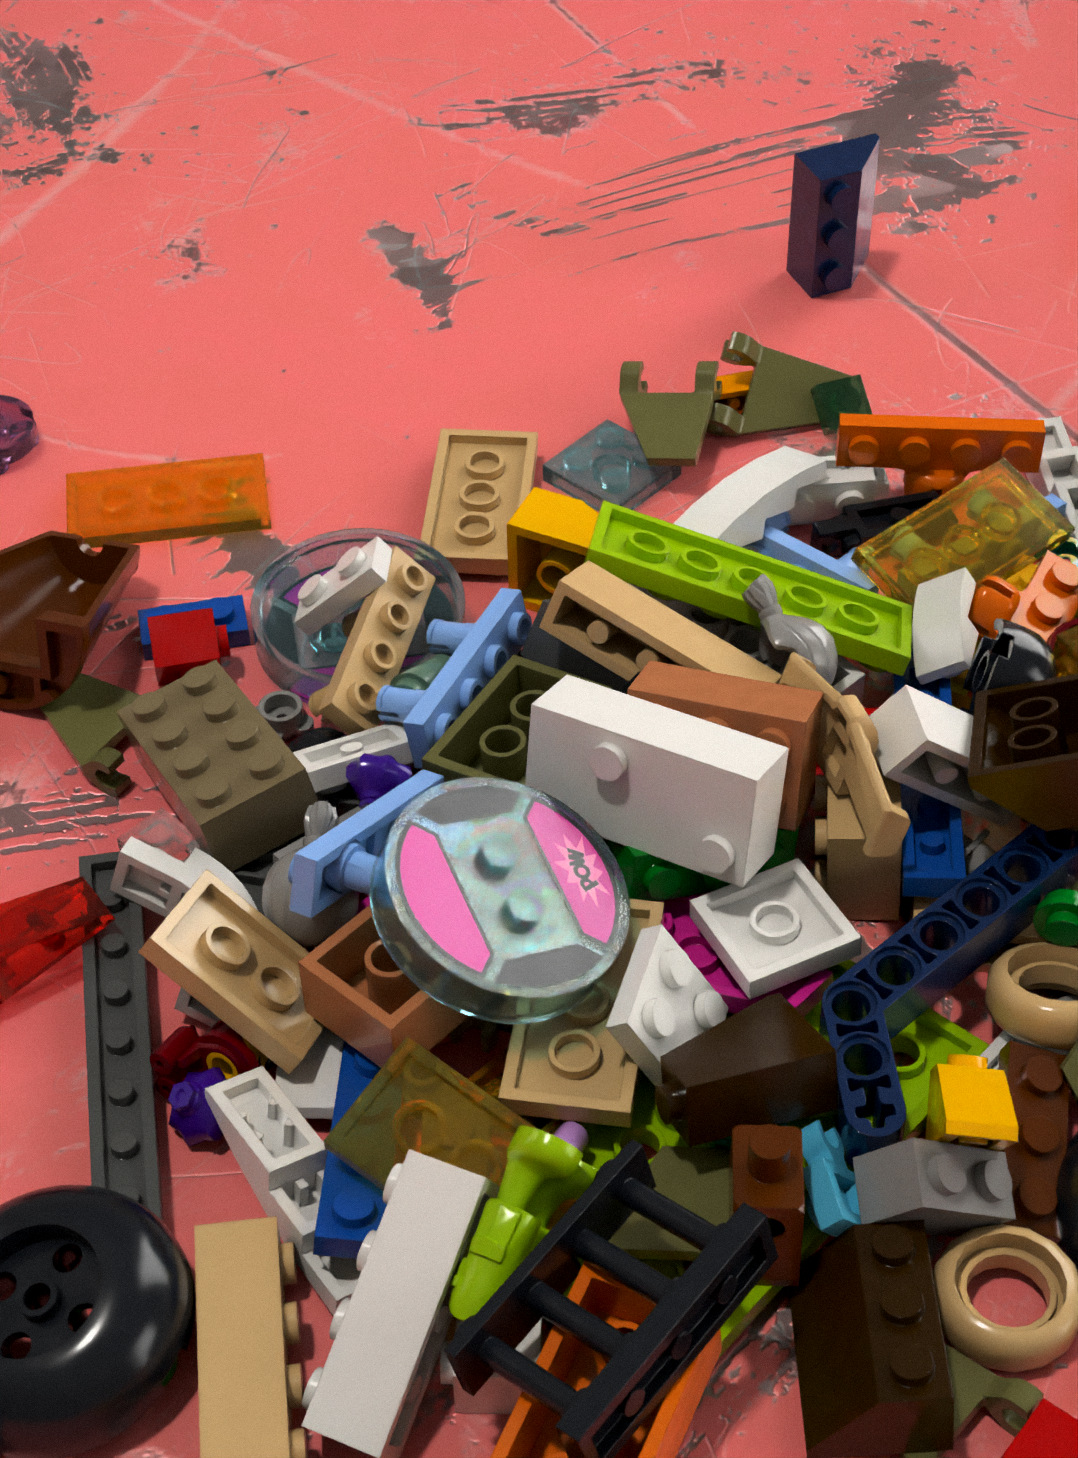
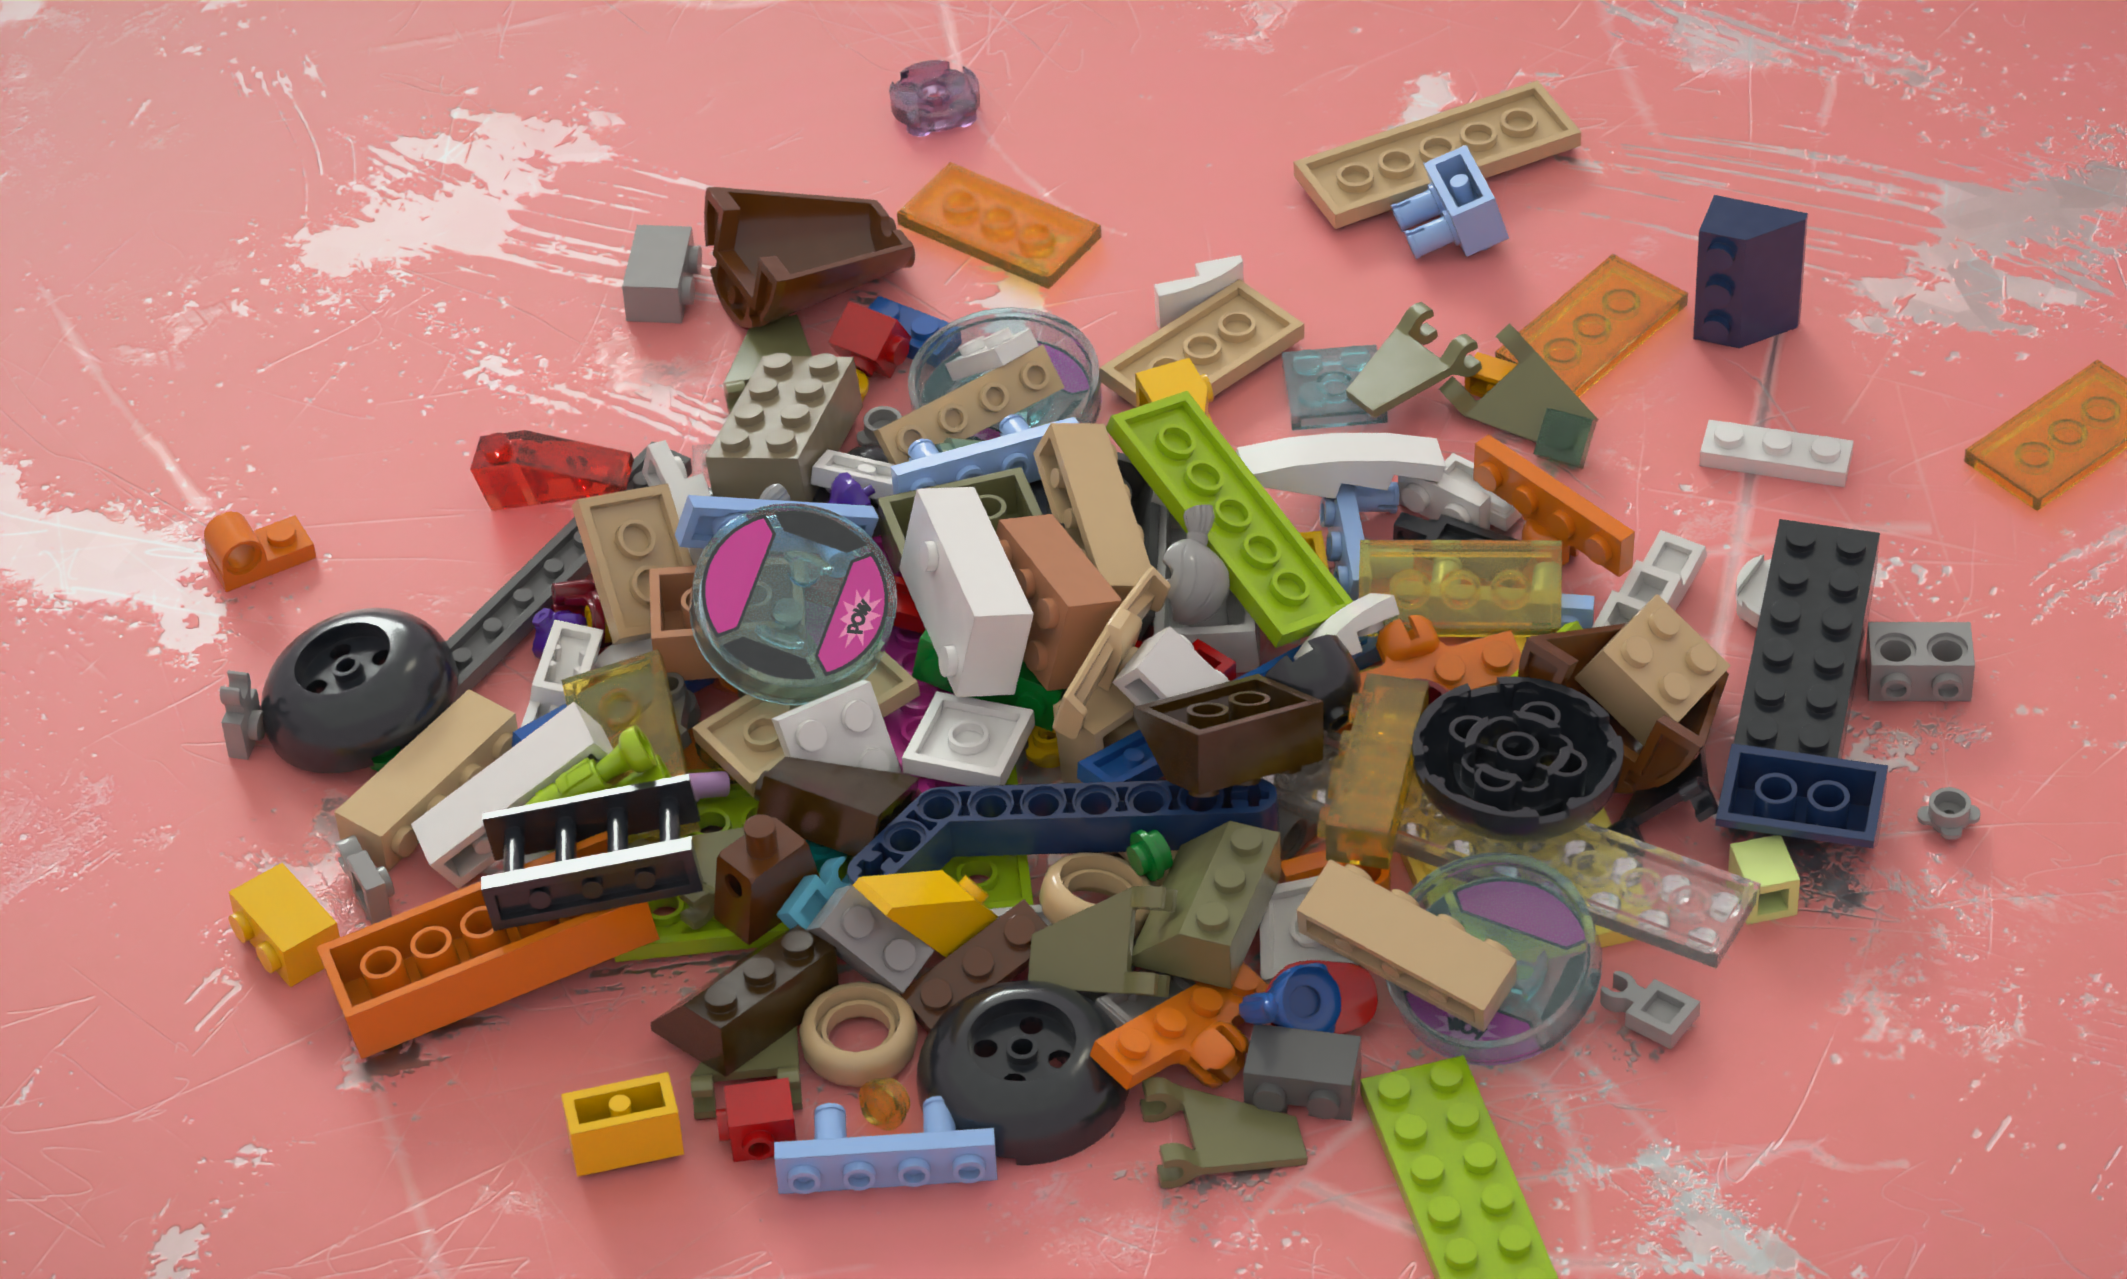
camera: 45 degrees right, 0 degrees up
(414, 467) = (1182, 295): none -> white slope
(462, 272) = (1389, 166): none -> tan plate
(541, 282) = (1461, 199): none -> light blue brick
(738, 301) = (1600, 322): none -> clear yellow tile
(985, 337) = (1776, 453): none -> white plate

